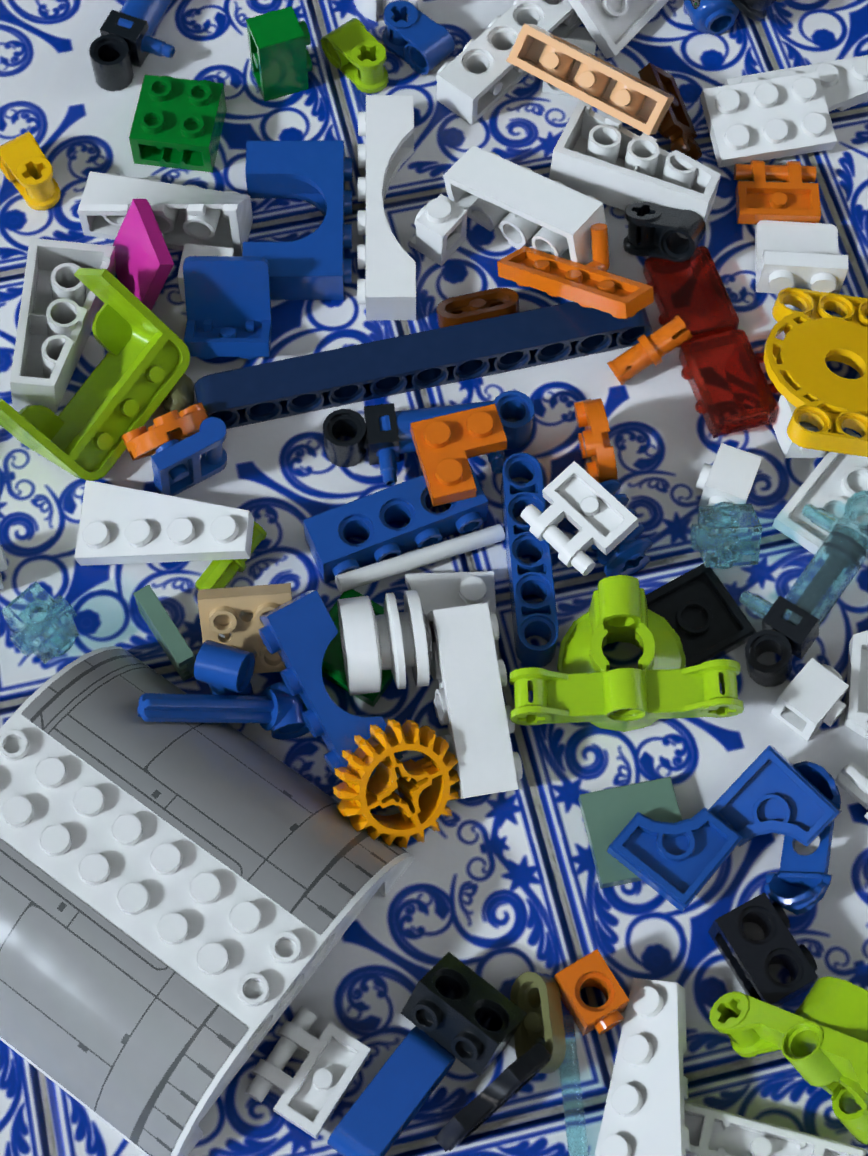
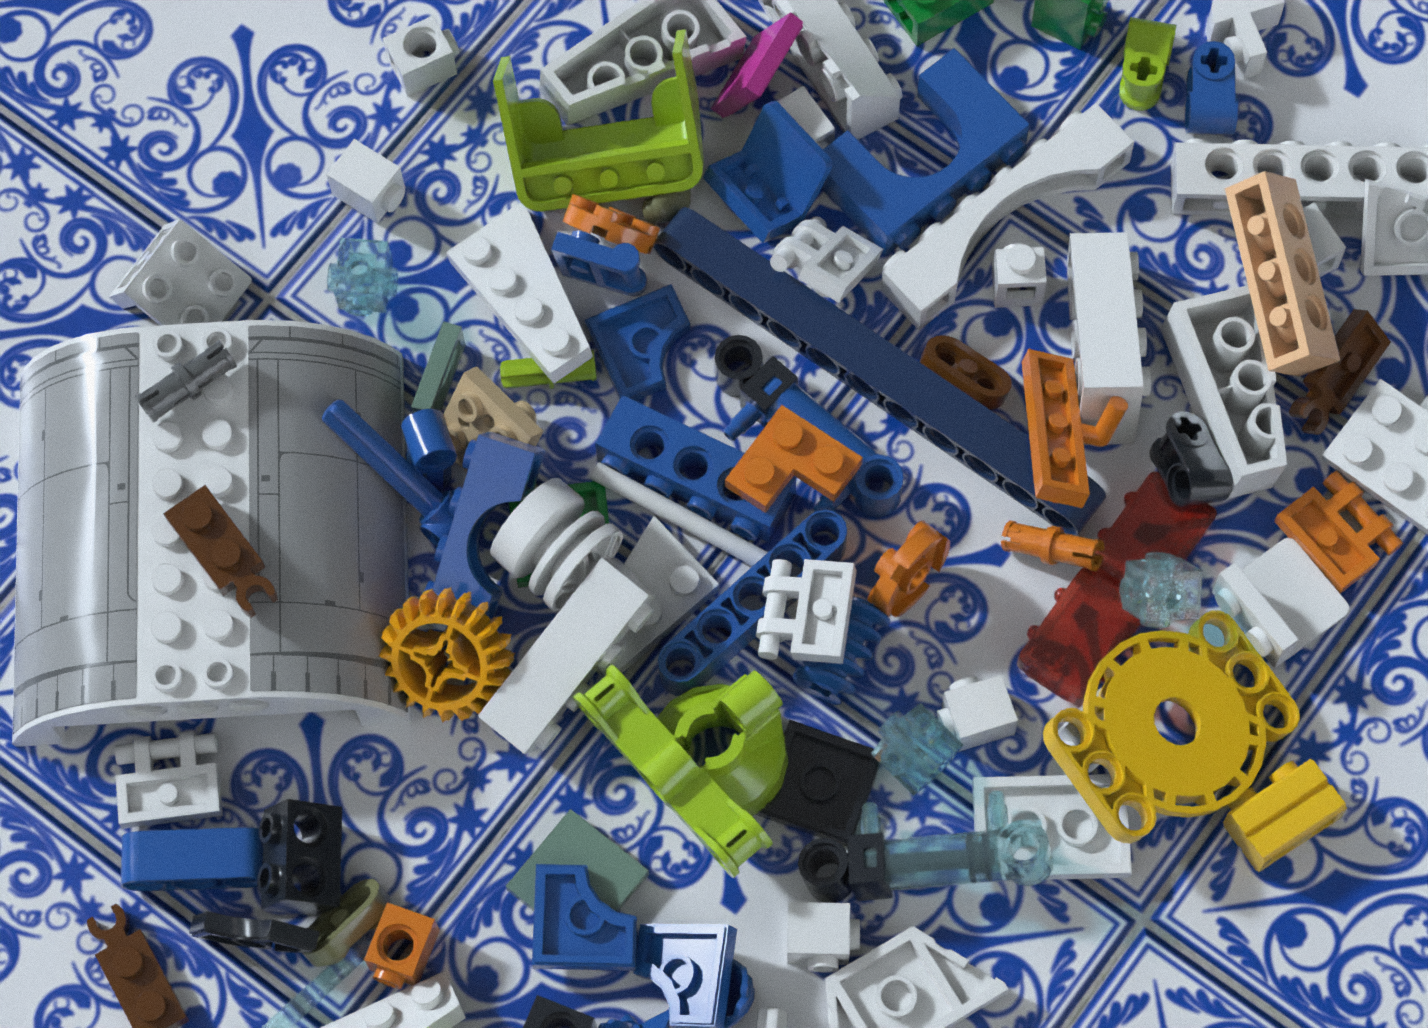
camera: 55 degrees right, 5 degrees up
(27, 787) = (186, 381): none -> dark grey pin
(188, 866) = (219, 547): none -> reddish brown plate
(261, 486) = (636, 339): none -> blue tile
(321, 320) = (828, 260): none -> white plate
(746, 305) = (1161, 589): none -> clear light blue brick

